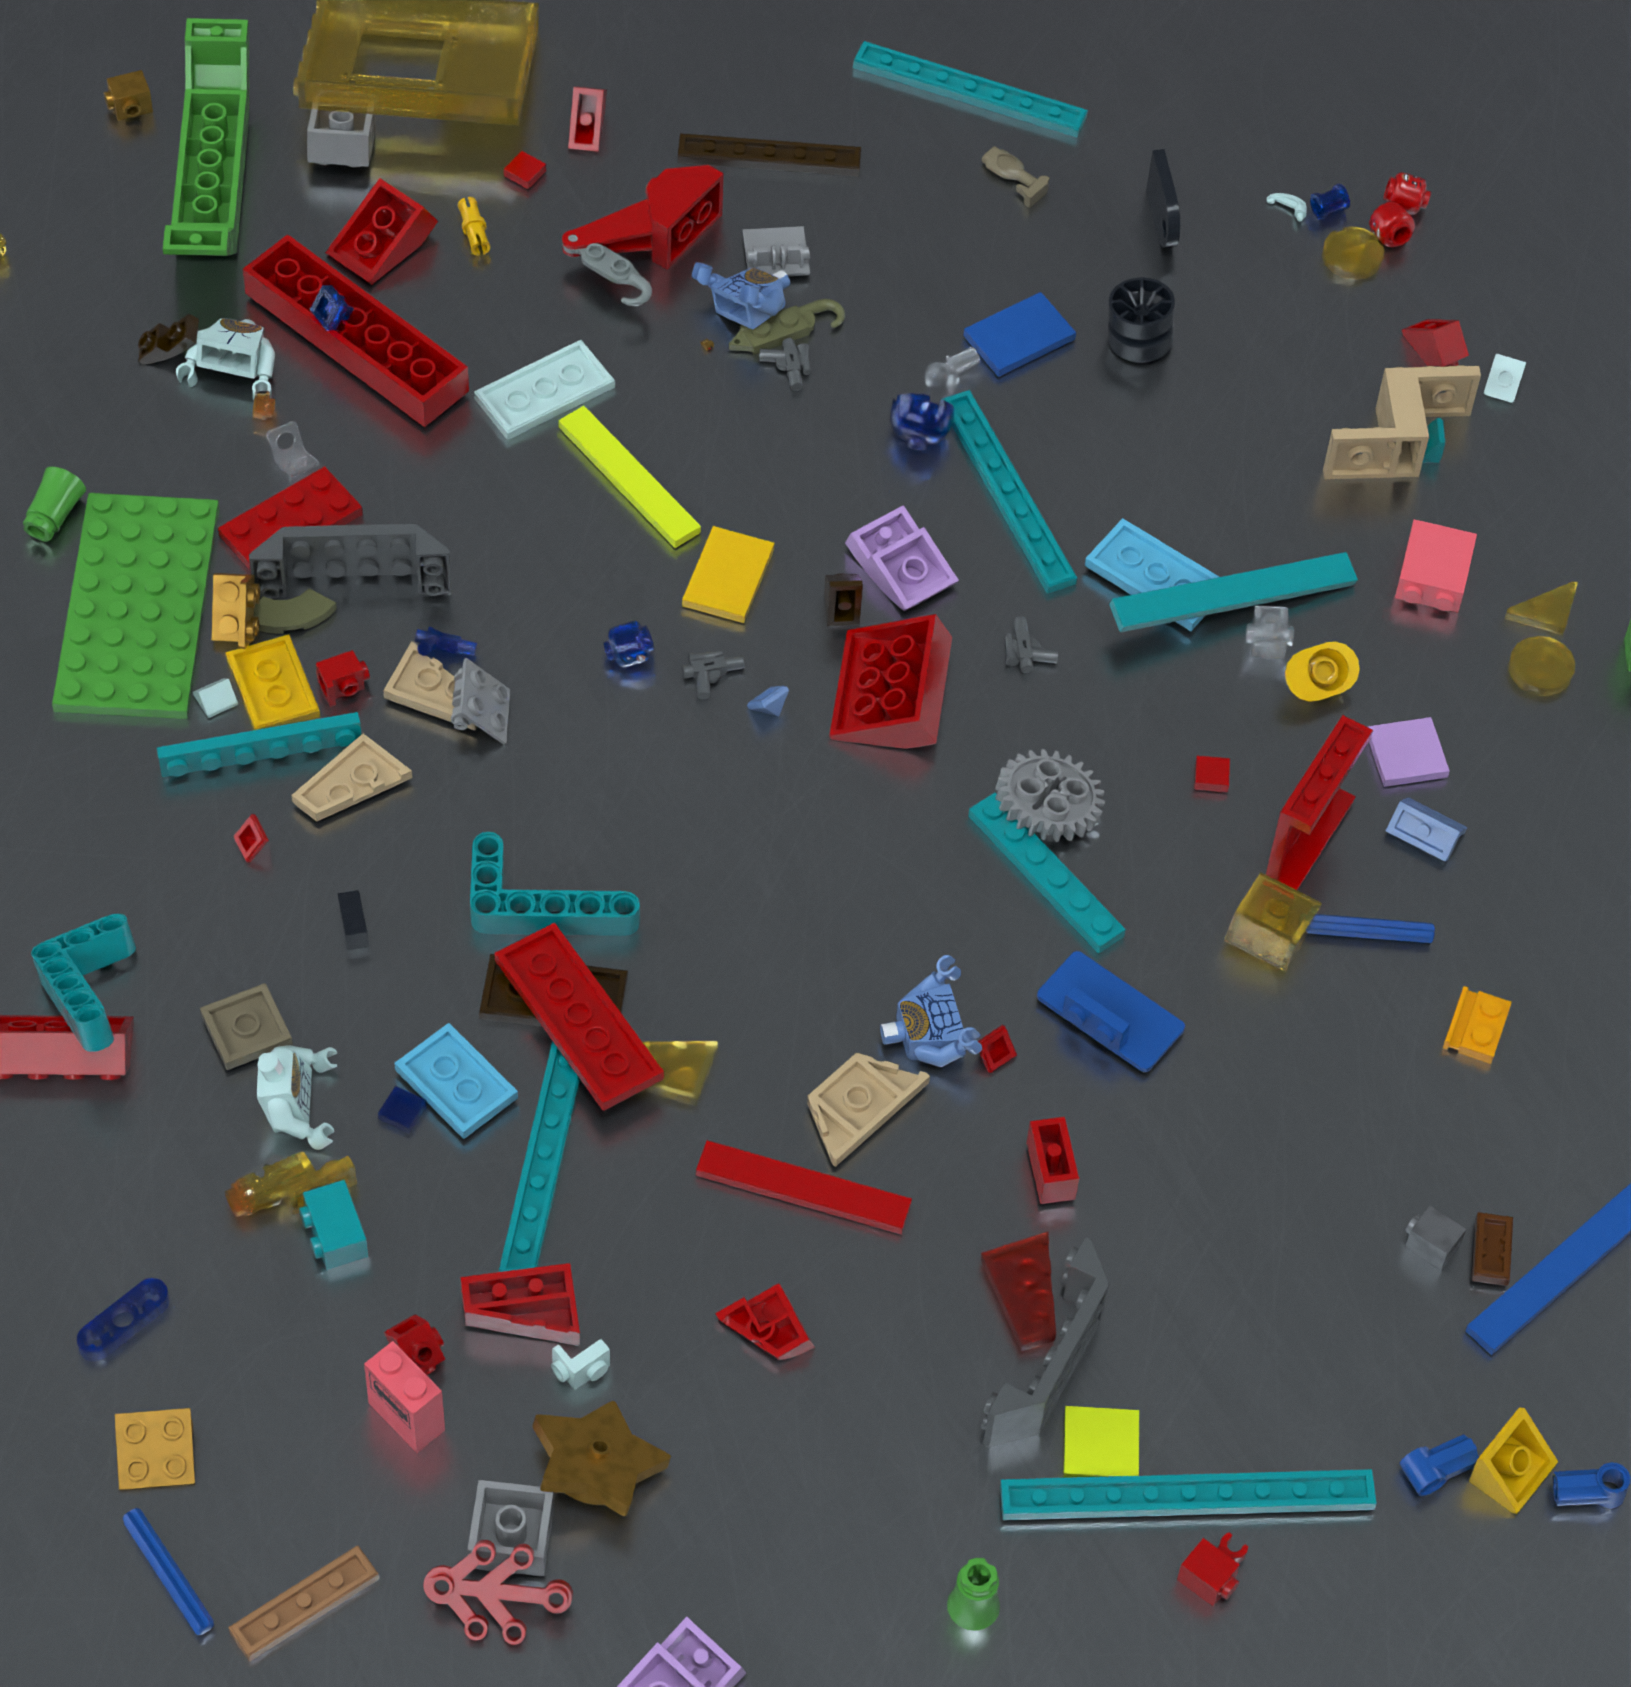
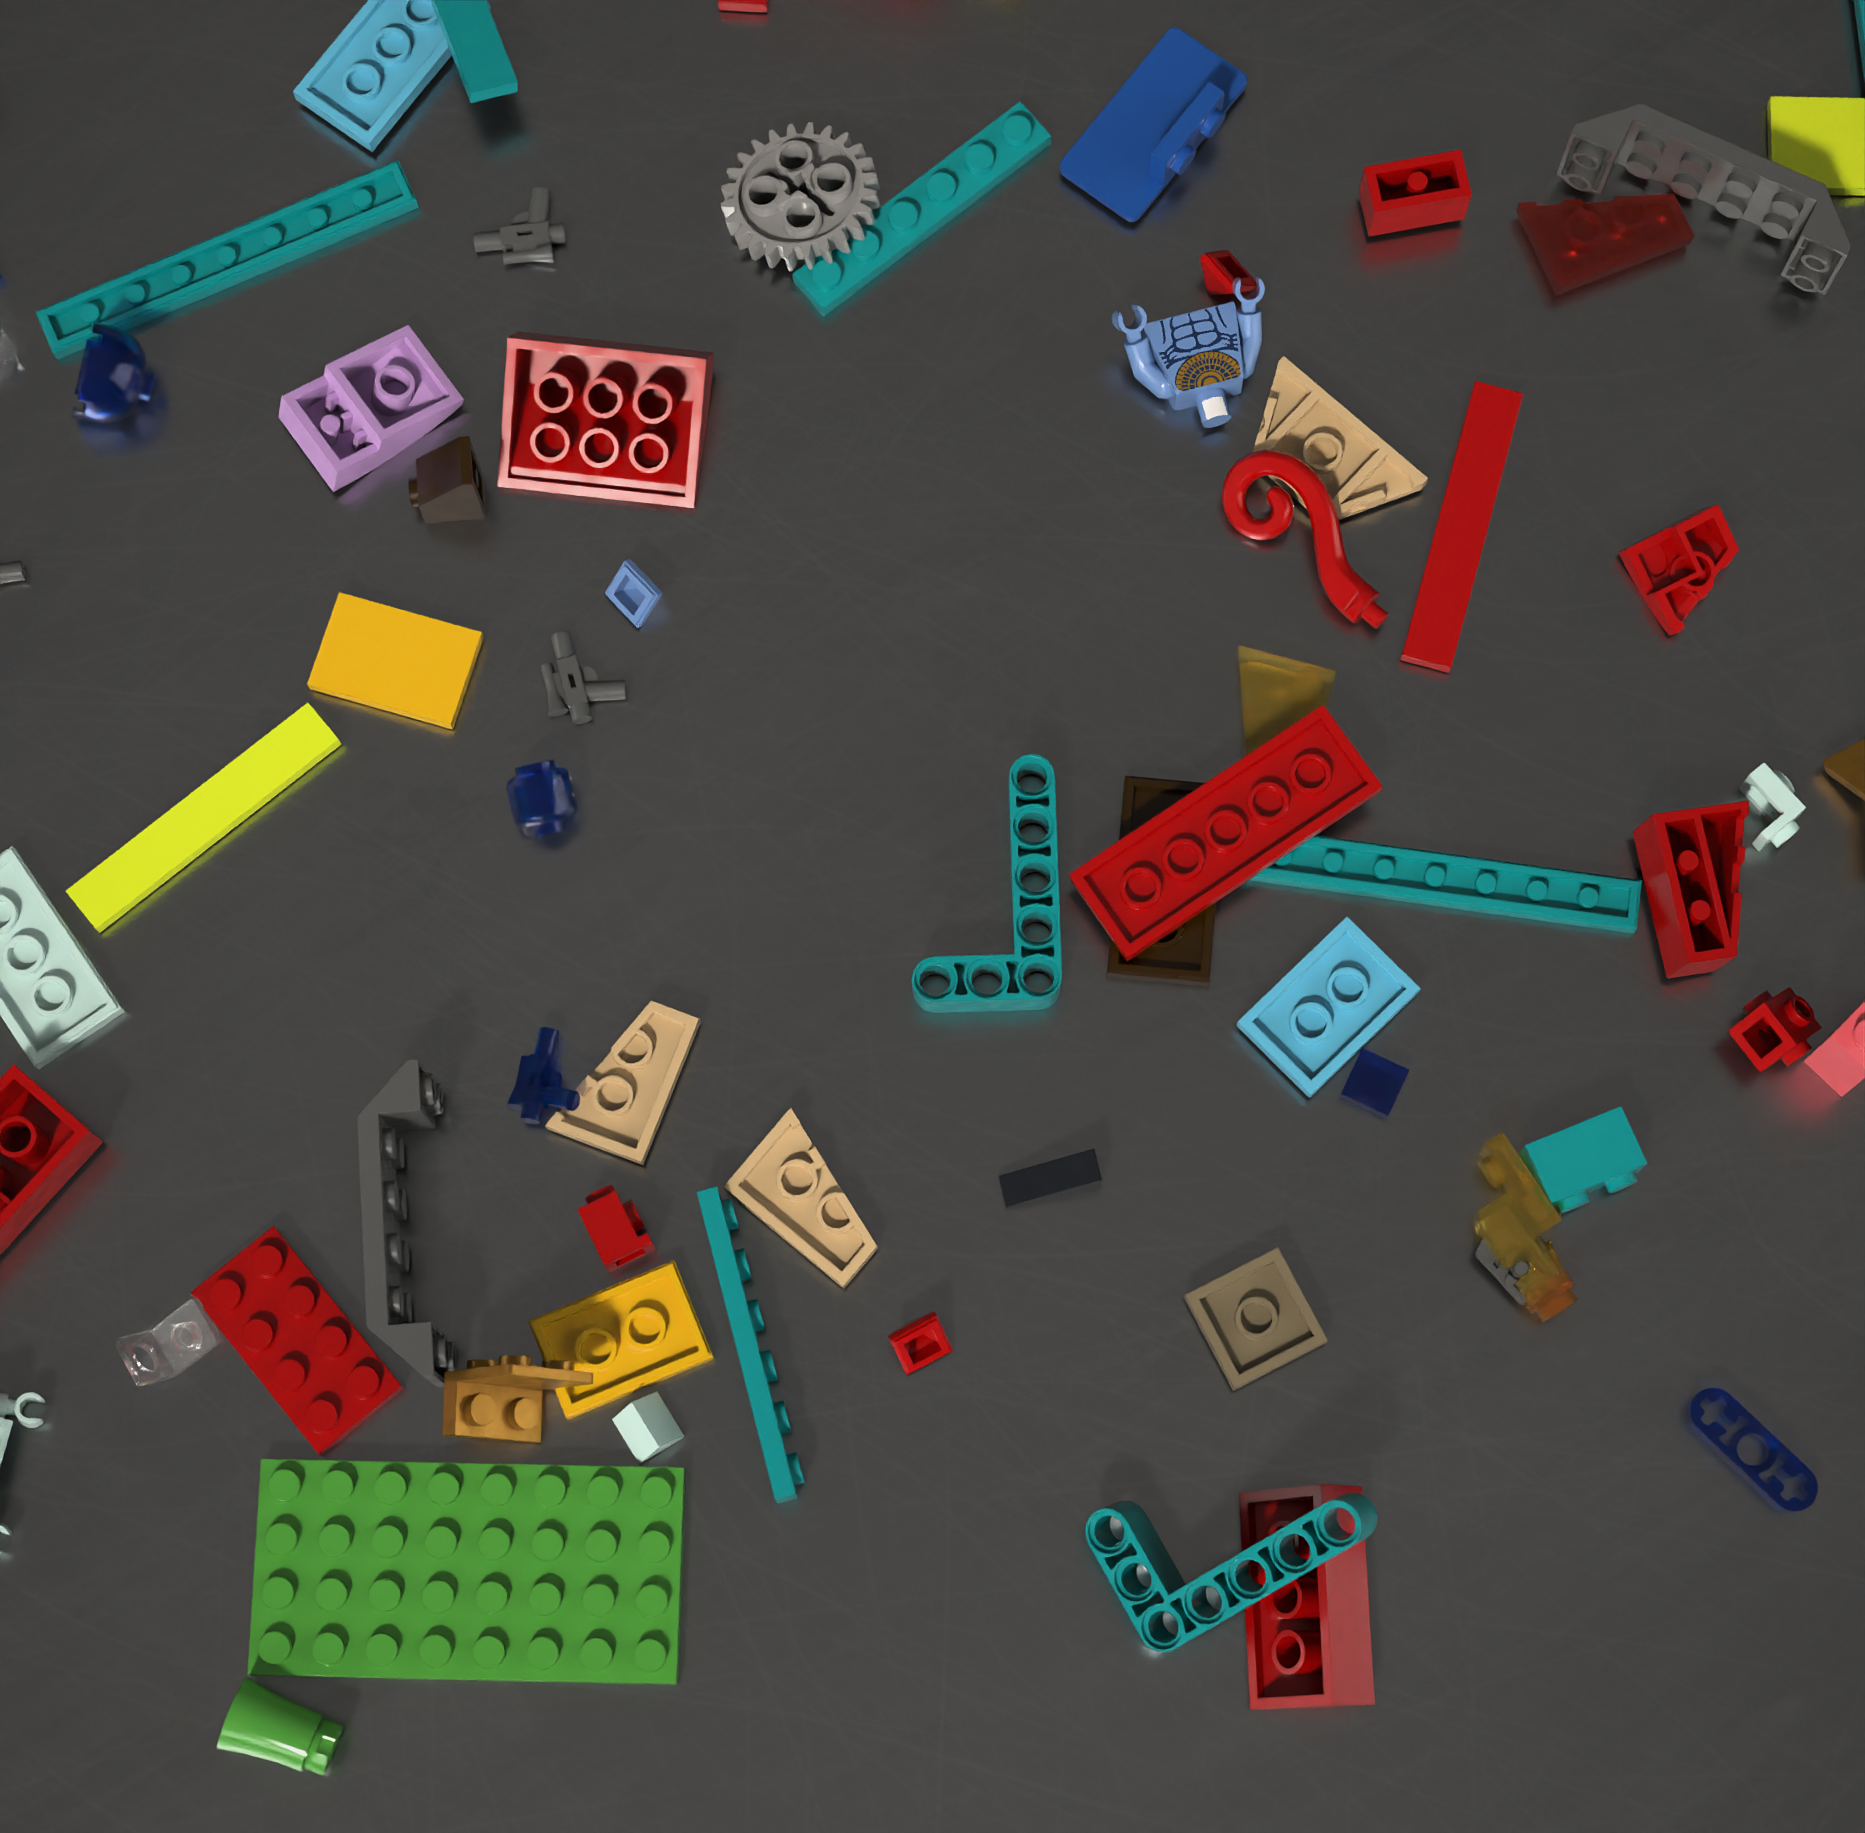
camera: 85 degrees left, 20 degrees up
(263, 406) = (64, 1404): clear orange plate -> none
(286, 1091) = (1371, 1244): light aqua torso -> none
(295, 613) = (481, 1312): olive tile -> none
(480, 701) = (663, 1003): light grey hinge -> none
(824, 1075) = (1339, 580): none -> red plant

